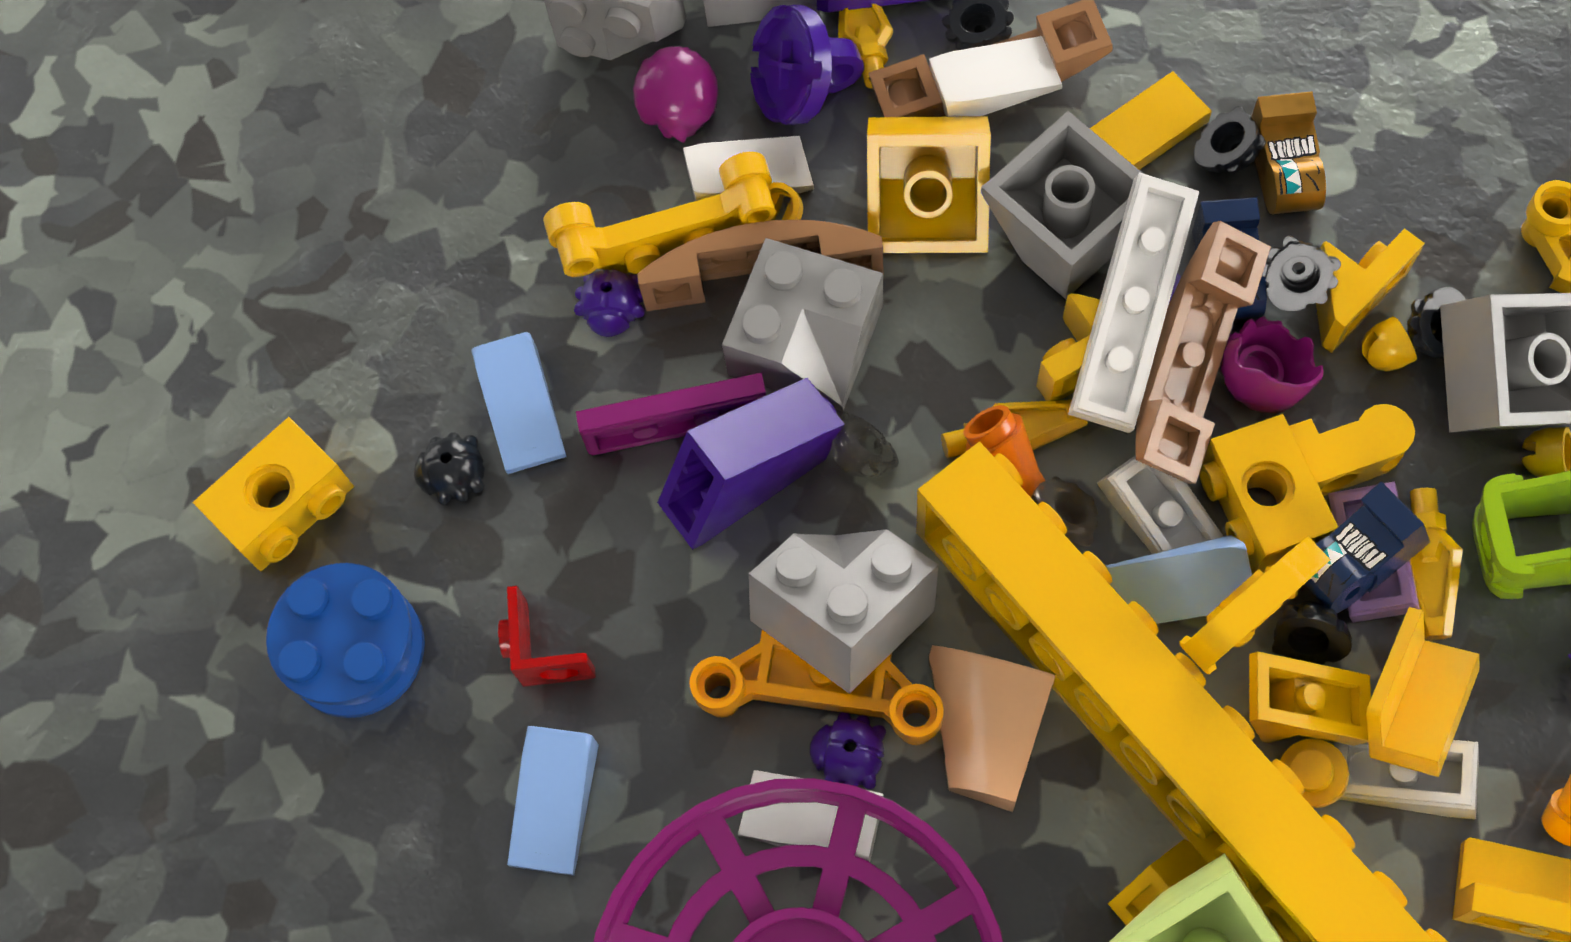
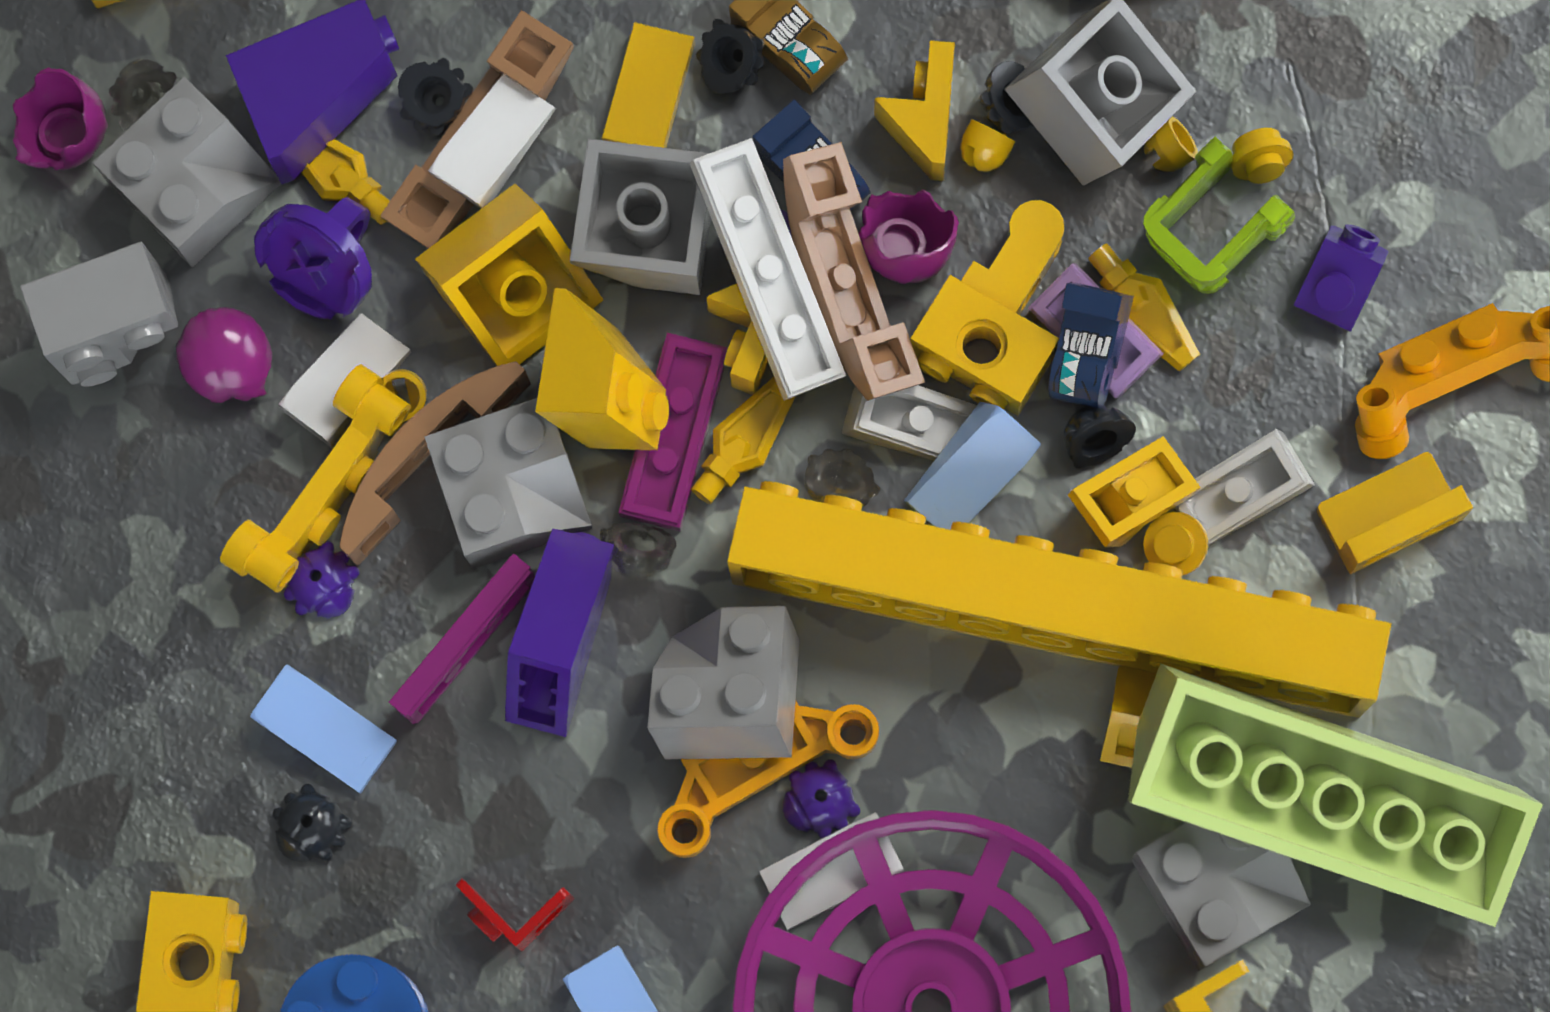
camera: 40 degrees left, 10 degrees up
(929, 291) = (597, 381): none -> yellow slope
(961, 385) = (663, 478): none -> magenta tile
(988, 722) = (909, 691): light nougat slope -> none
(1006, 434) = (748, 461): orange cone -> none
(1252, 603) = (1045, 455): yellow piece -> none
(1294, 288) = (880, 155): animal -> none
(1419, 699) = (1212, 427): yellow panel -> none

